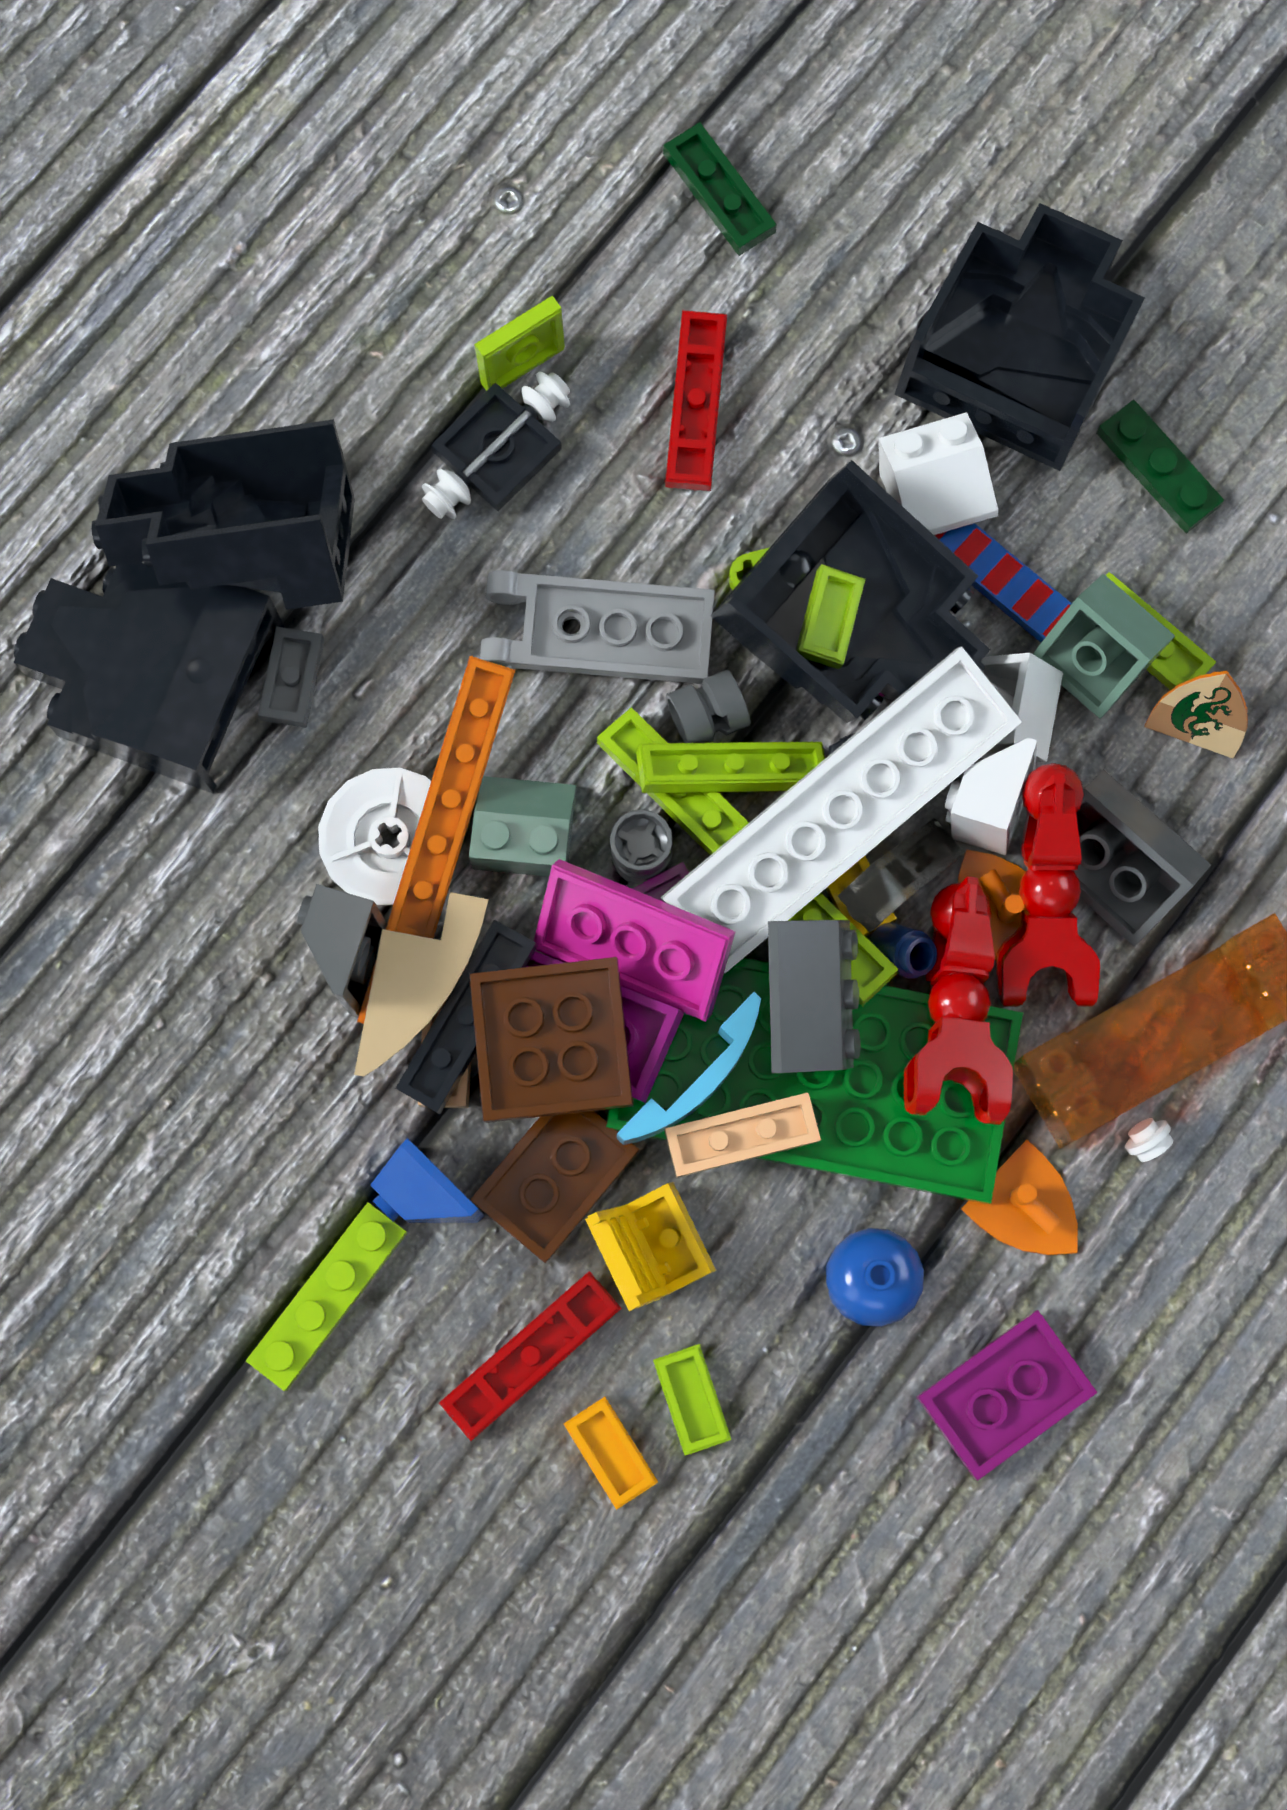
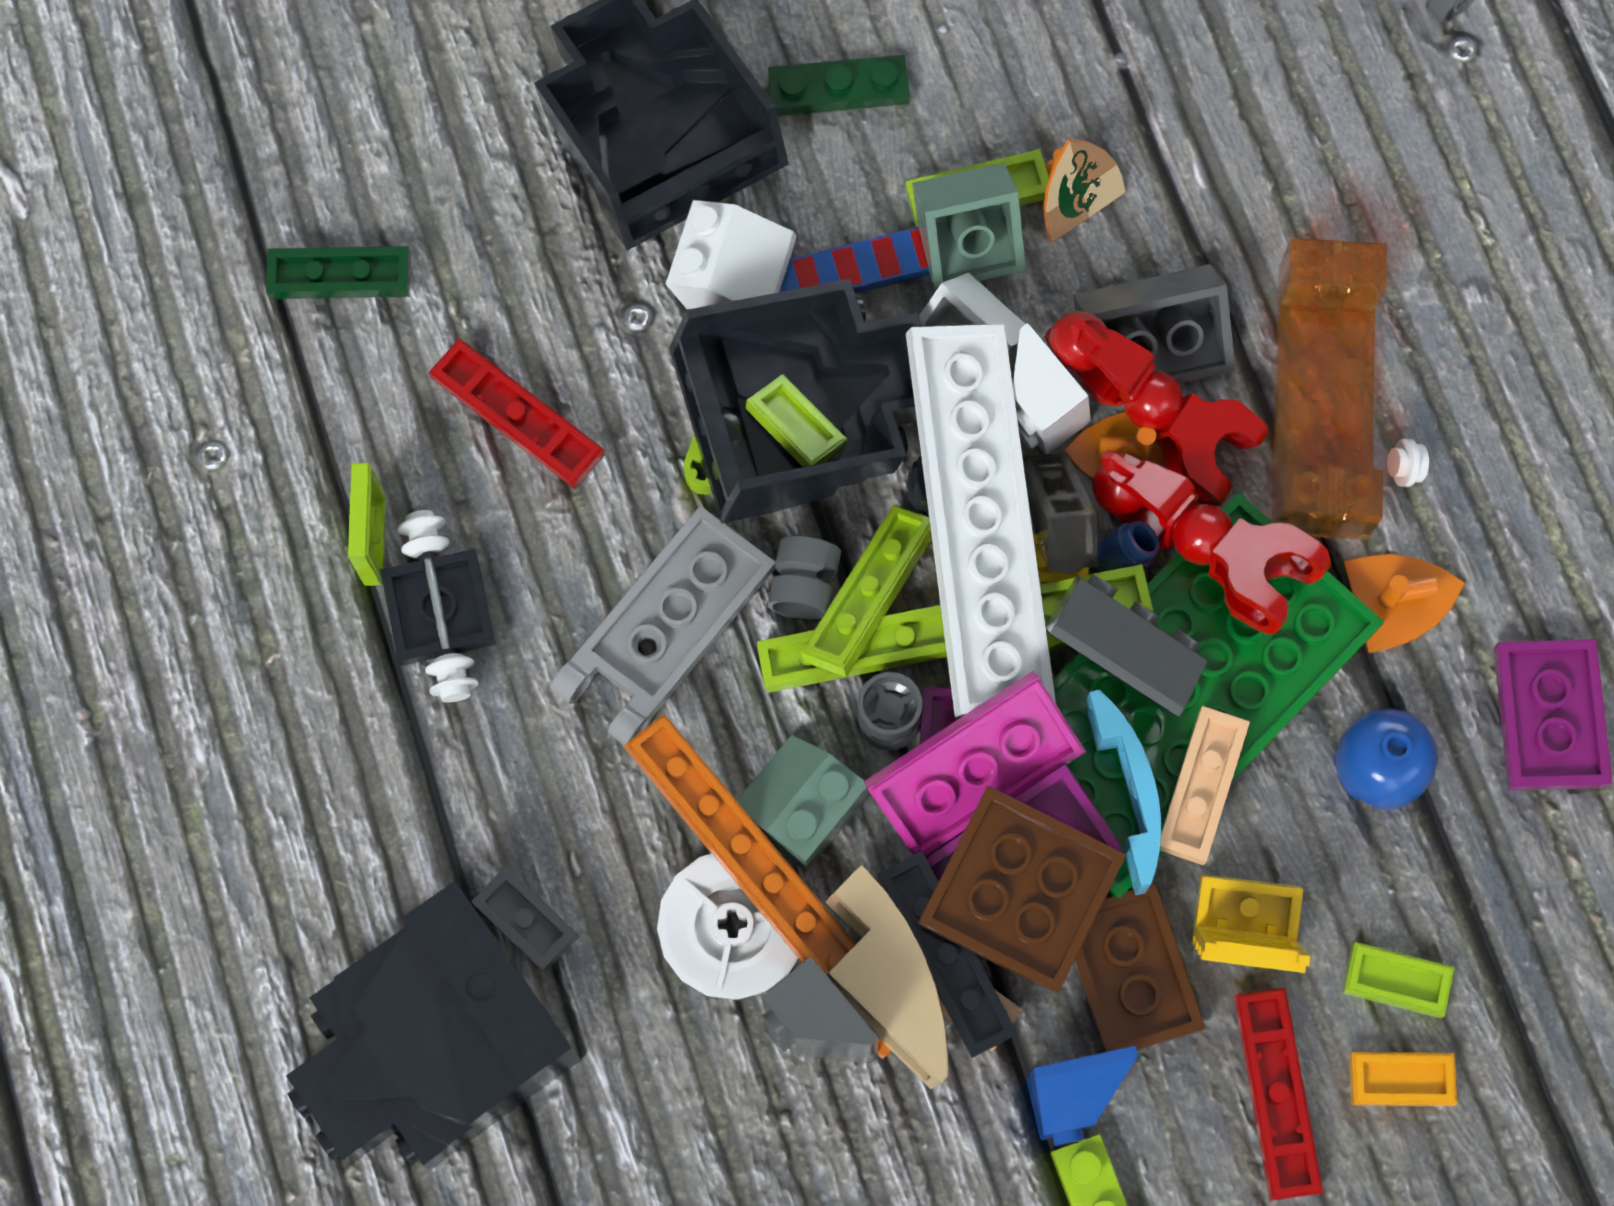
camera: 55 degrees left, 5 degrees down
(238, 512) = (354, 865): black panel -> none

